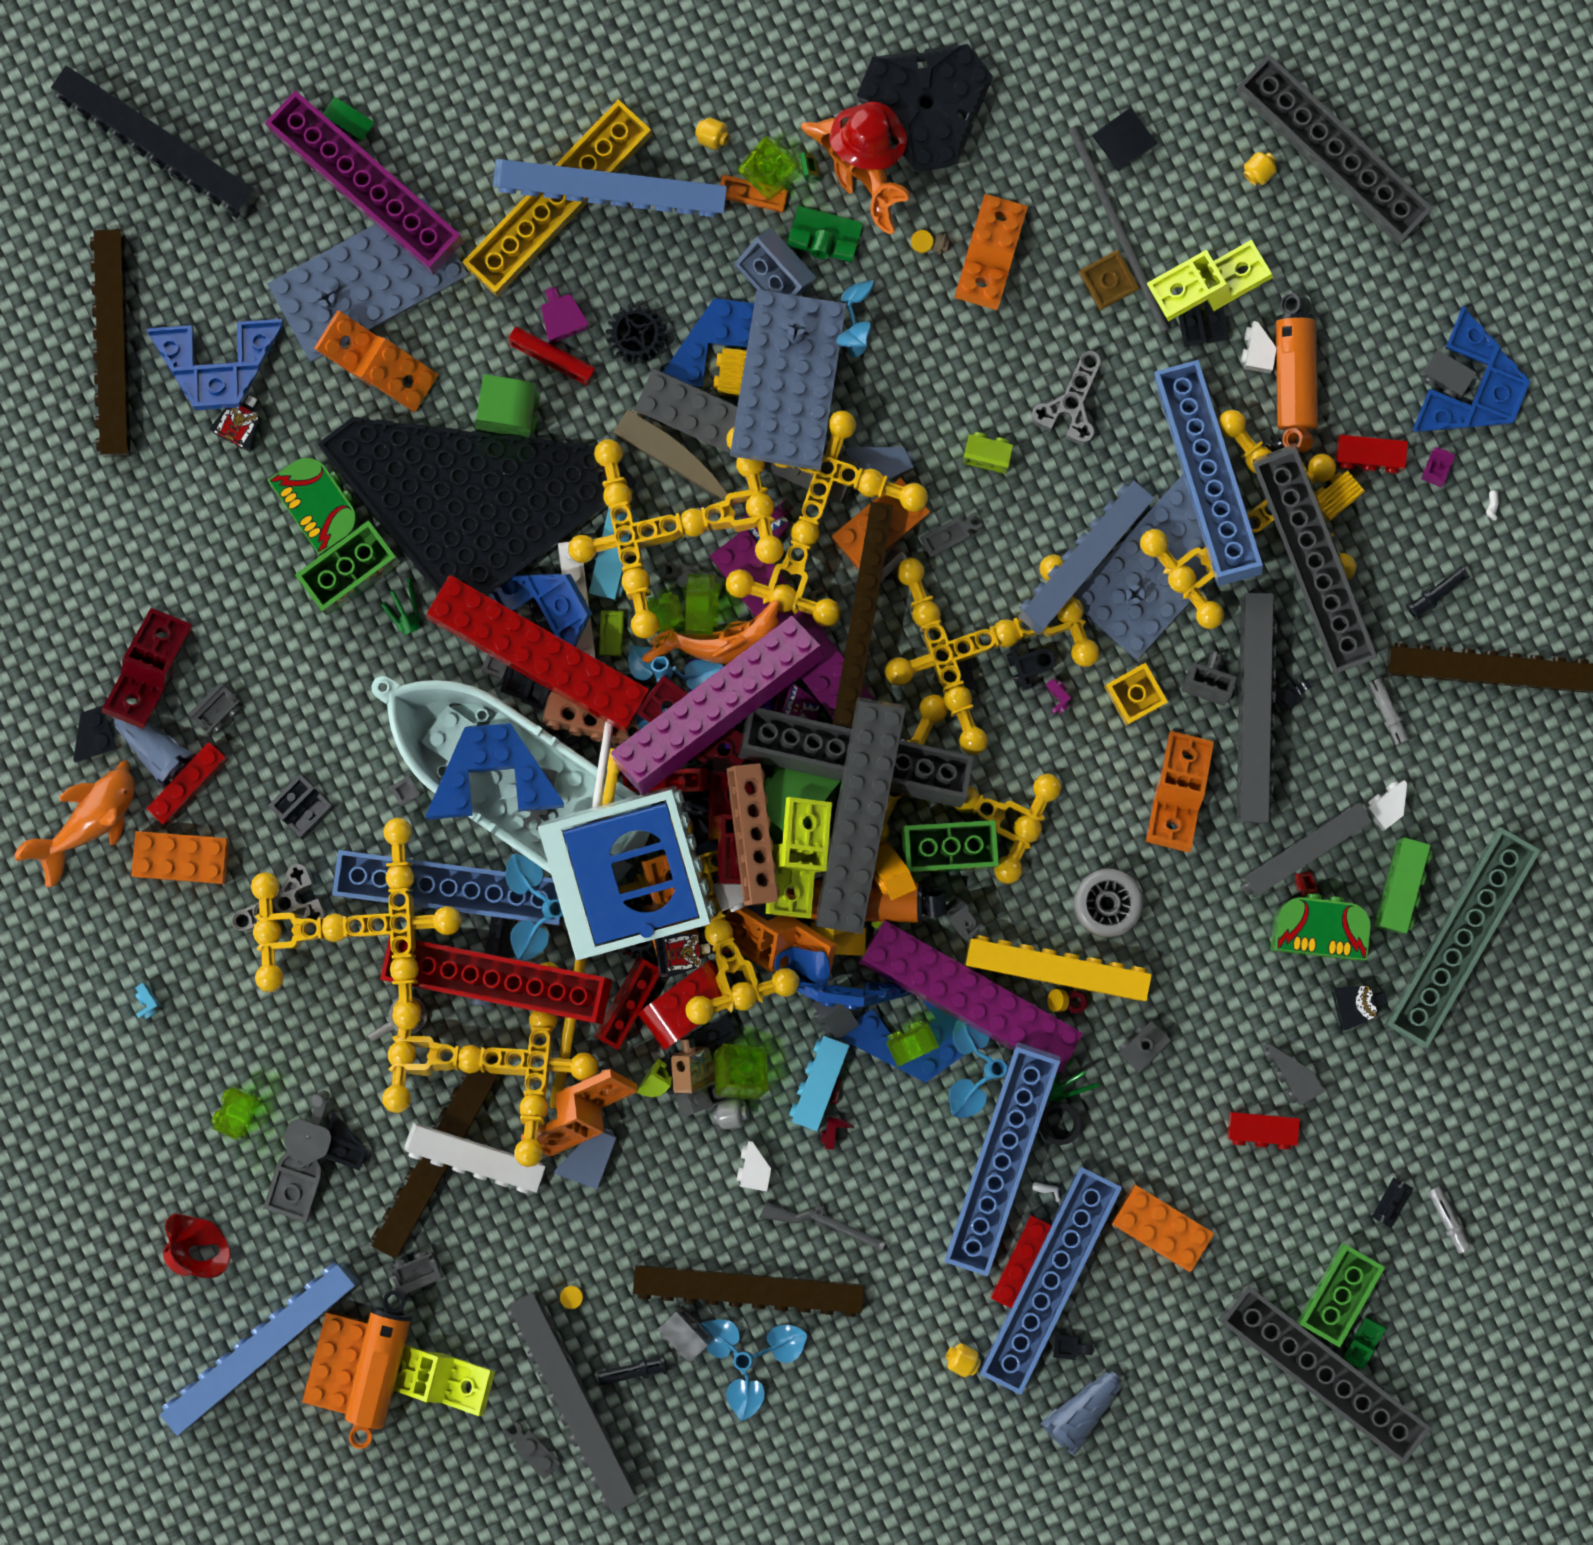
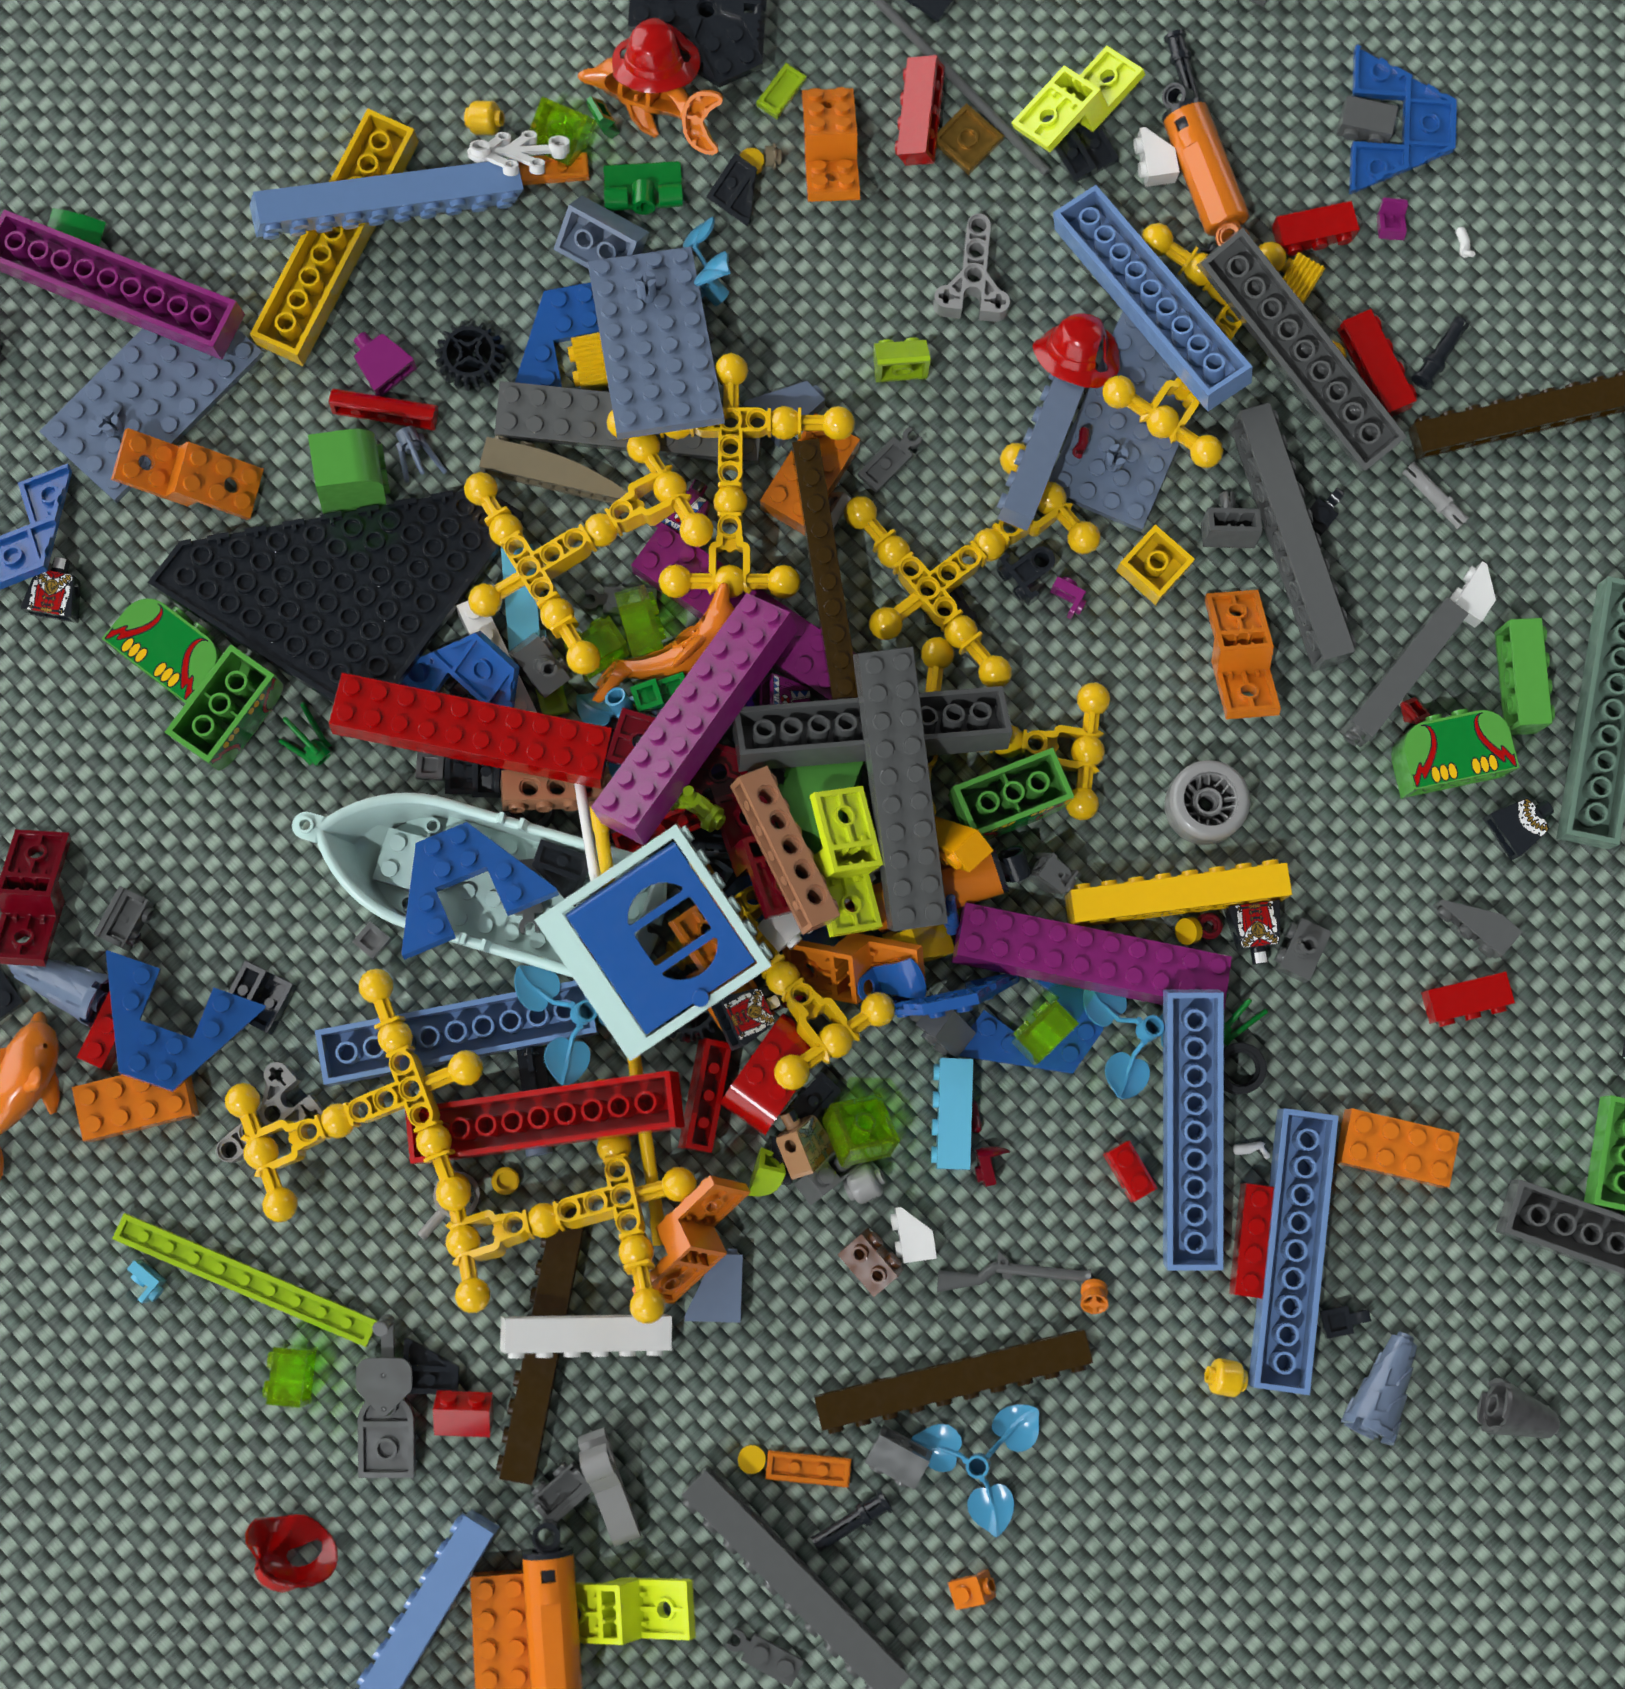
camera: 25 degrees left, 5 degrees down
(211, 828) = (157, 1053): none -> blue wing
(223, 1026) = (245, 1279): none -> lime plate
(359, 1186) = (463, 1413): none -> red brick
(449, 1016) = (505, 1181): none -> yellow tile
(453, 1280) = (606, 1483): none -> light grey beam
(564, 390) = (409, 442): none -> sand blue plant
(573, 785) = (561, 867): none -> black wing
(609, 615) = (540, 665): none -> dark grey brick
(612, 1319) = (808, 1468): none -> orange tile
(694, 671) = (655, 694): none -> green slope
(703, 173) = (518, 150): none -> white plant
(703, 786) = (710, 815): none -> lime piece
(708, 1454) = (972, 1590): none -> orange bracket
(715, 1176) = (871, 1261): none -> brick
(870, 926) = (952, 915): none -> blue animal
(881, 1262) = (1094, 1296): none -> orange wheel
(900, 263) = (735, 189): none -> black wing
(943, 1174) = (1129, 1171): none -> red brick
(967, 188) = (781, 91): none -> lime tile
(1076, 245) = (920, 110): none -> brick
(1112, 1016) = (1255, 928): none -> torso
(1114, 569) = (1082, 442): none -> dark red piece
(1128, 491) = (1072, 348): none -> red piece
(1180, 1464) = (1514, 1412): none -> flat silver cone
(1314, 268) = (1181, 58): none -> black pin
(1380, 585) = (1376, 362): none -> red brick

